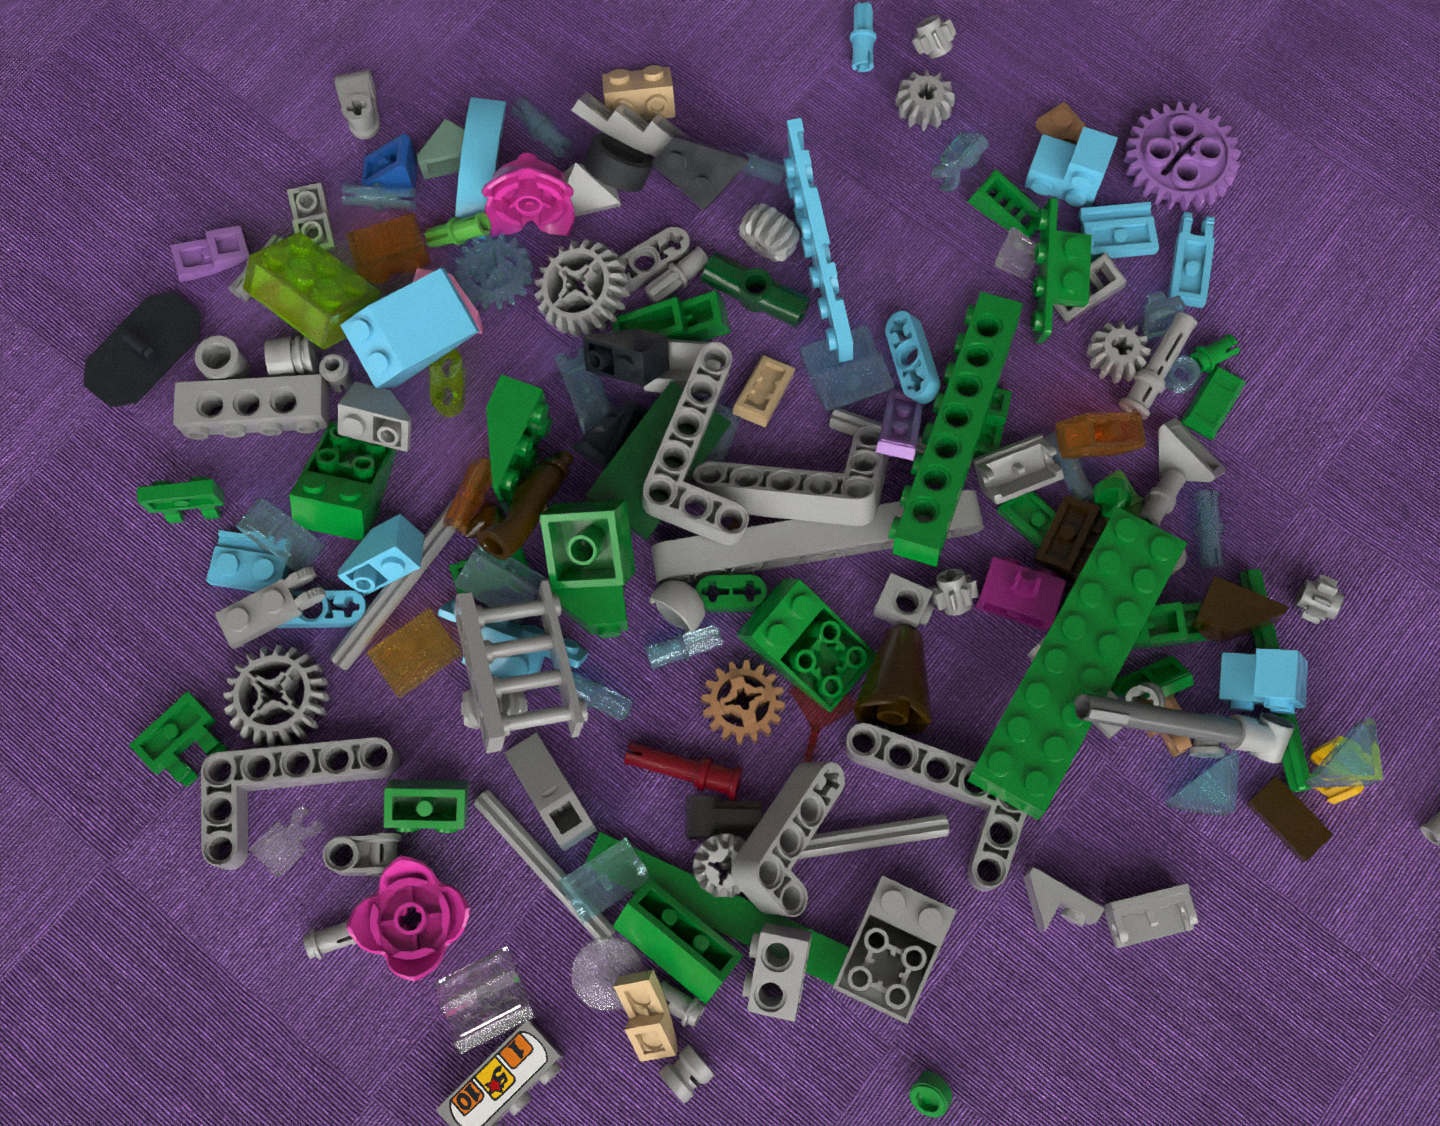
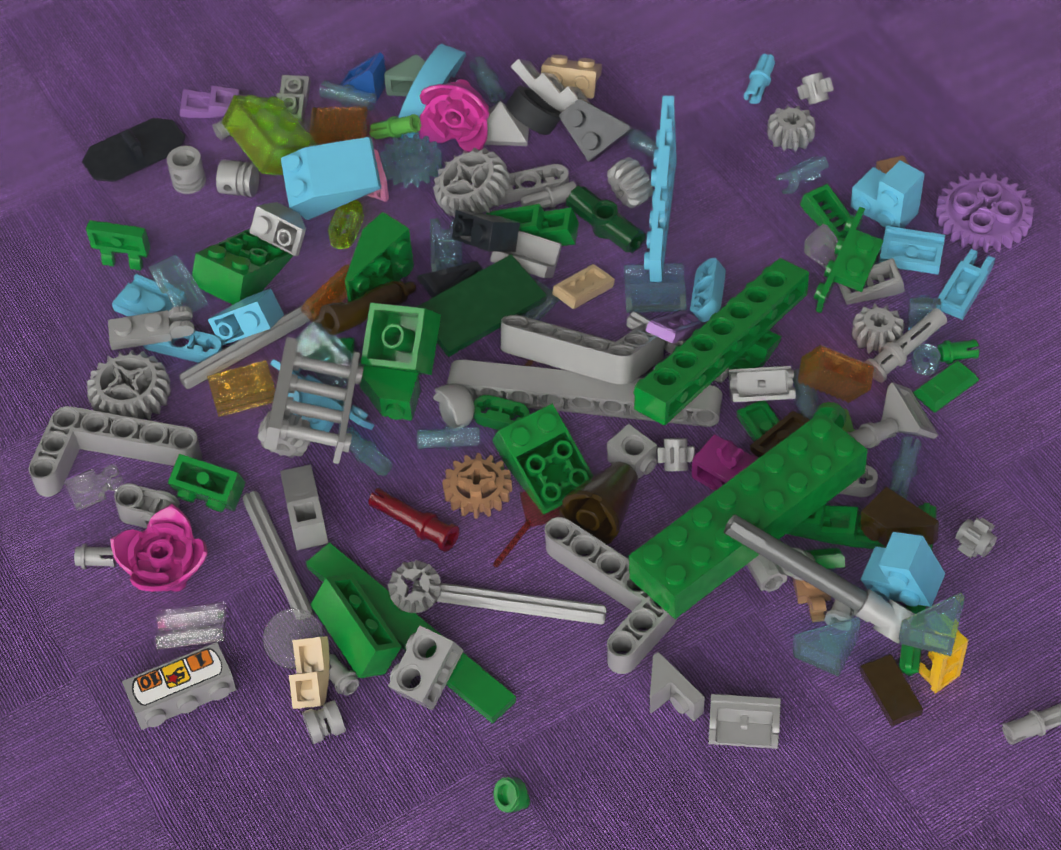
camera: 20 degrees right, 20 degrees down
(172, 734) = (42, 393): green plate -> none
(198, 398) = (195, 201): light grey brick -> none
(336, 377) = (265, 190): light grey pin -> none
(359, 103) = (359, 34): light grey piece -> none
(604, 880) = (310, 564): clear light blue hinge -> none
(685, 448) = (498, 294): light grey beam -> none
(710, 816) = (443, 560): clear smoke piece -> none
(781, 836) = (476, 571): light grey beam -> none
(894, 949) = (526, 677): light grey slope -> none

